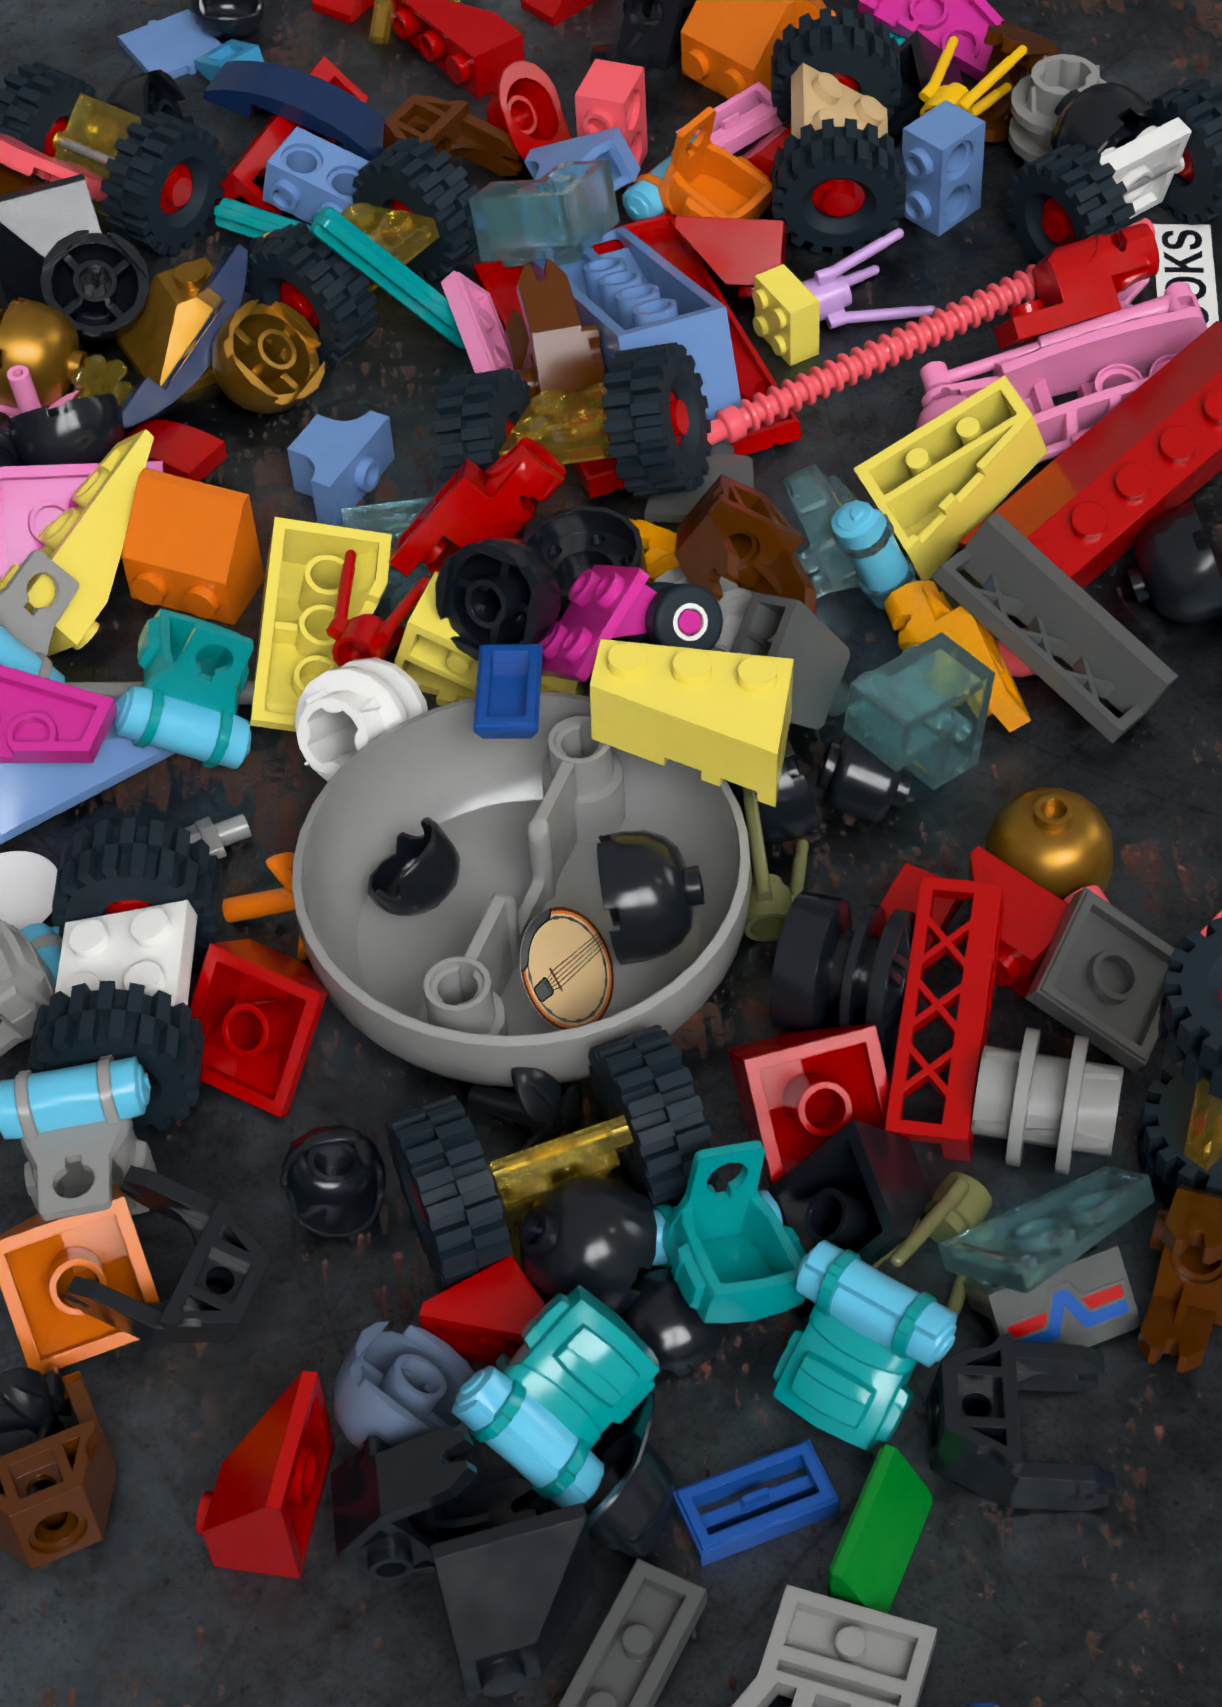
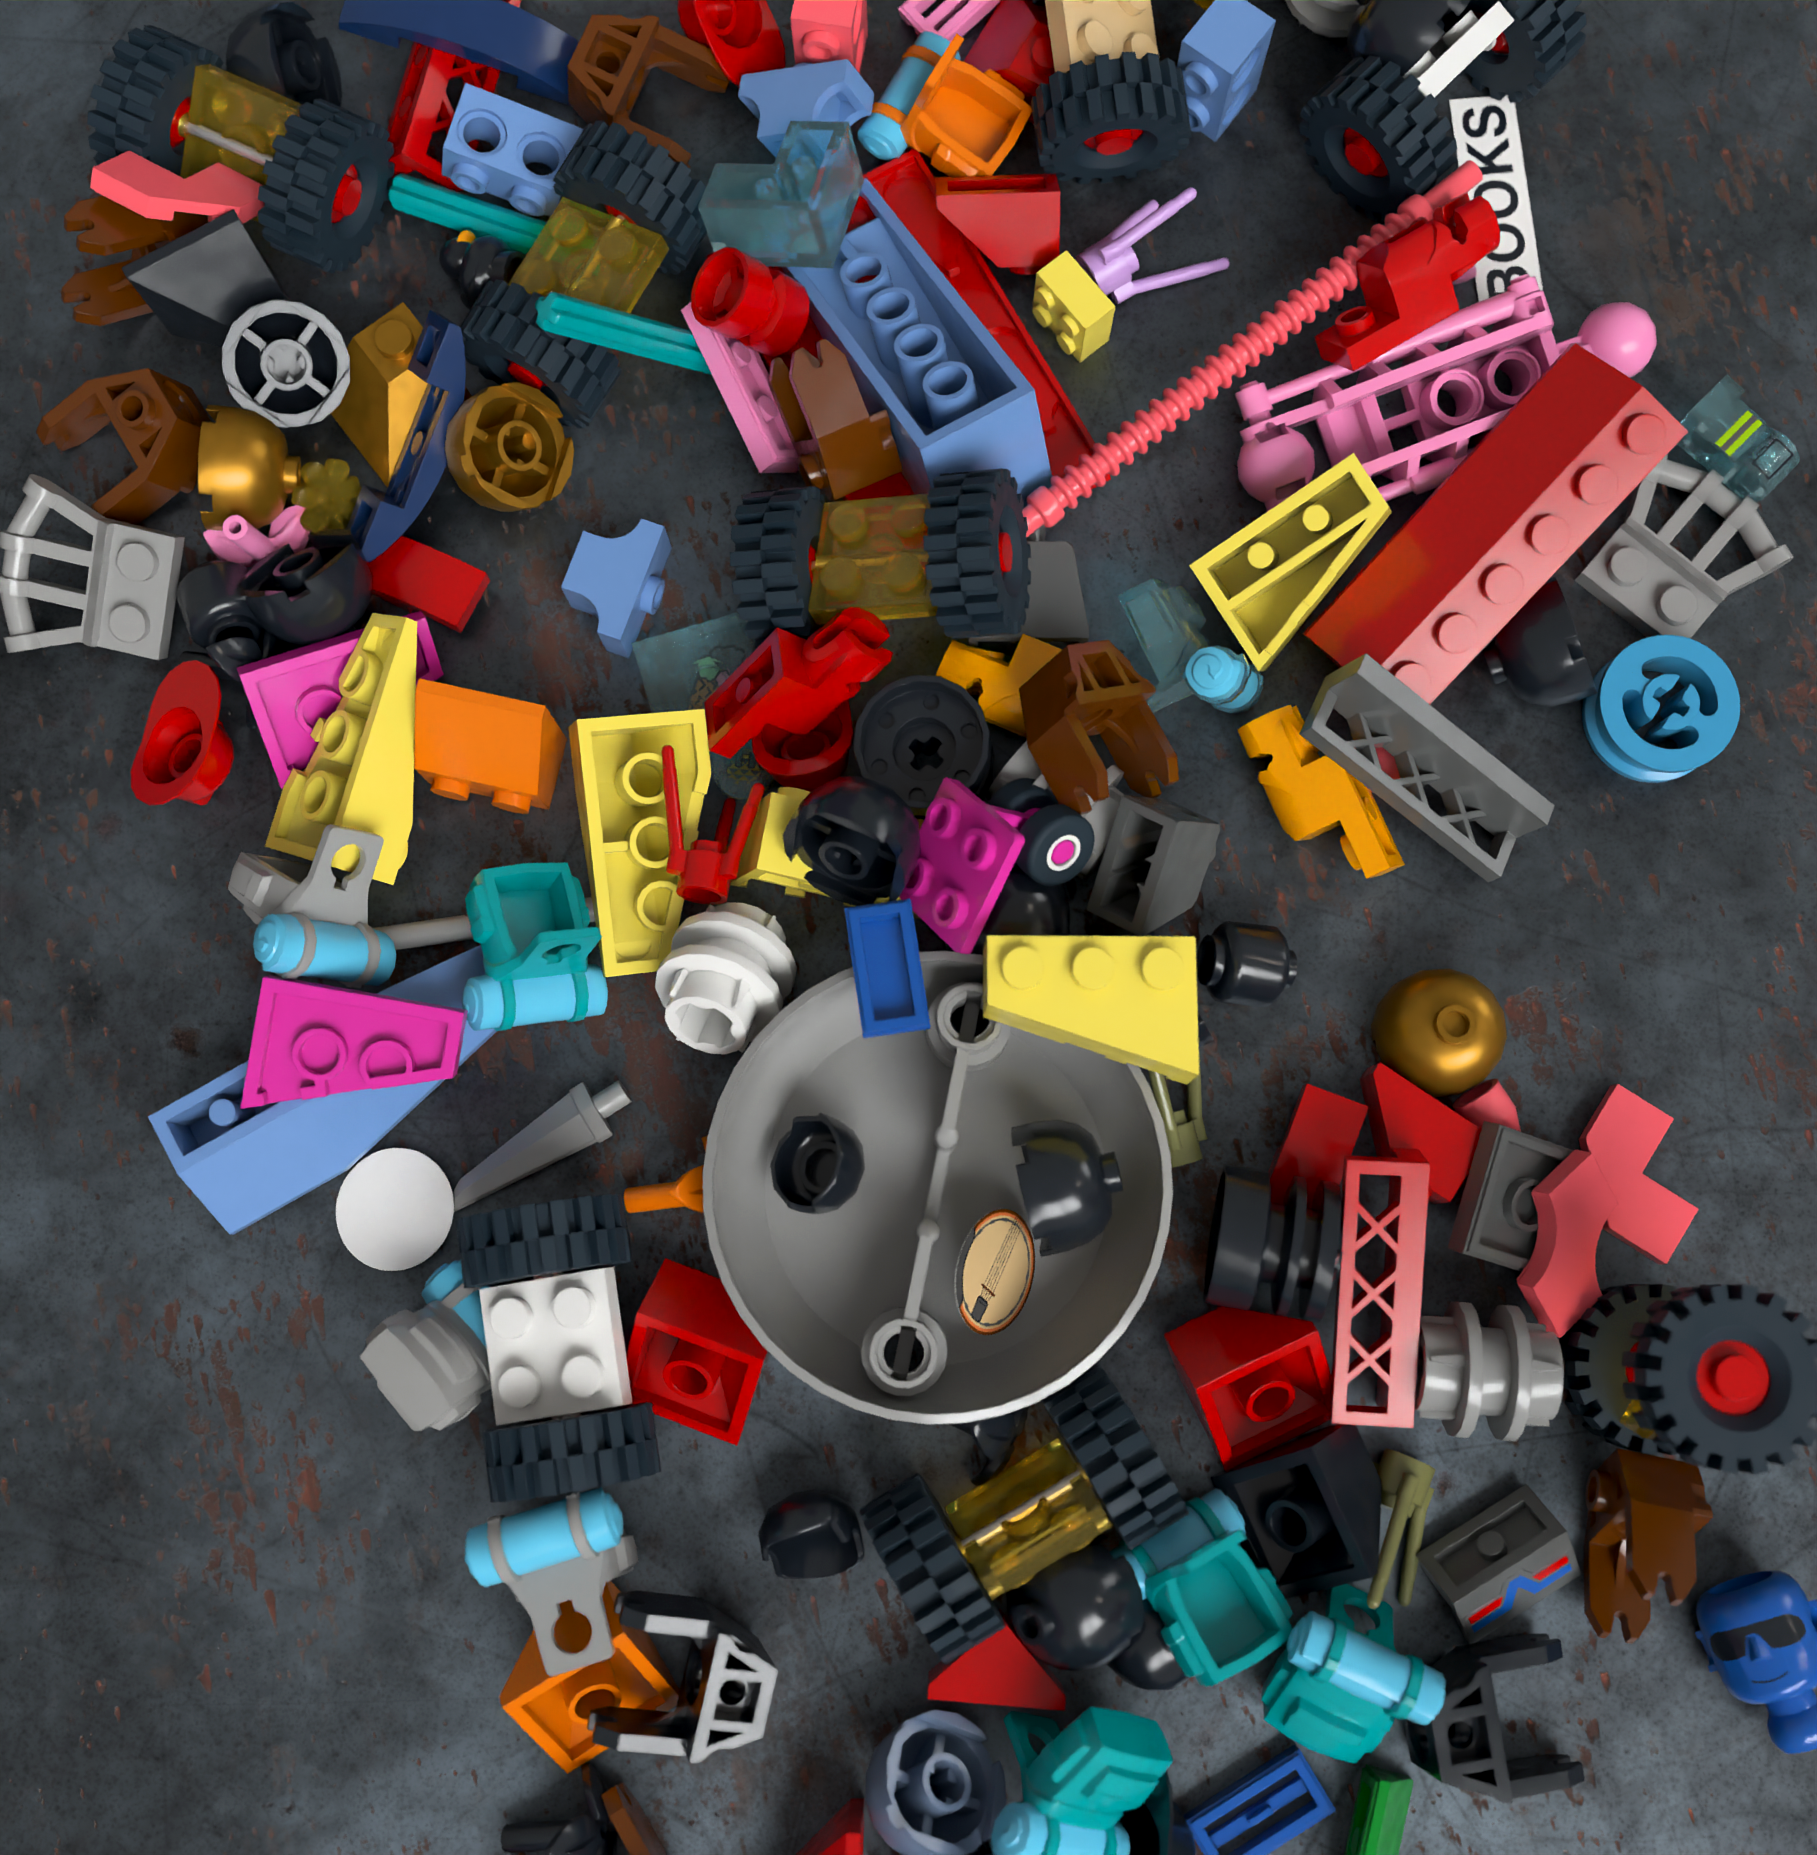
camera: 10 degrees left, 30 degrees up
(492, 265) = (749, 302): none -> red wheel
(923, 710) = (1304, 902): clear light blue brick -> none
(1048, 1232) = (1498, 1522): clear light blue wing -> none
(1134, 1035) = (1562, 1269): none -> coral tile

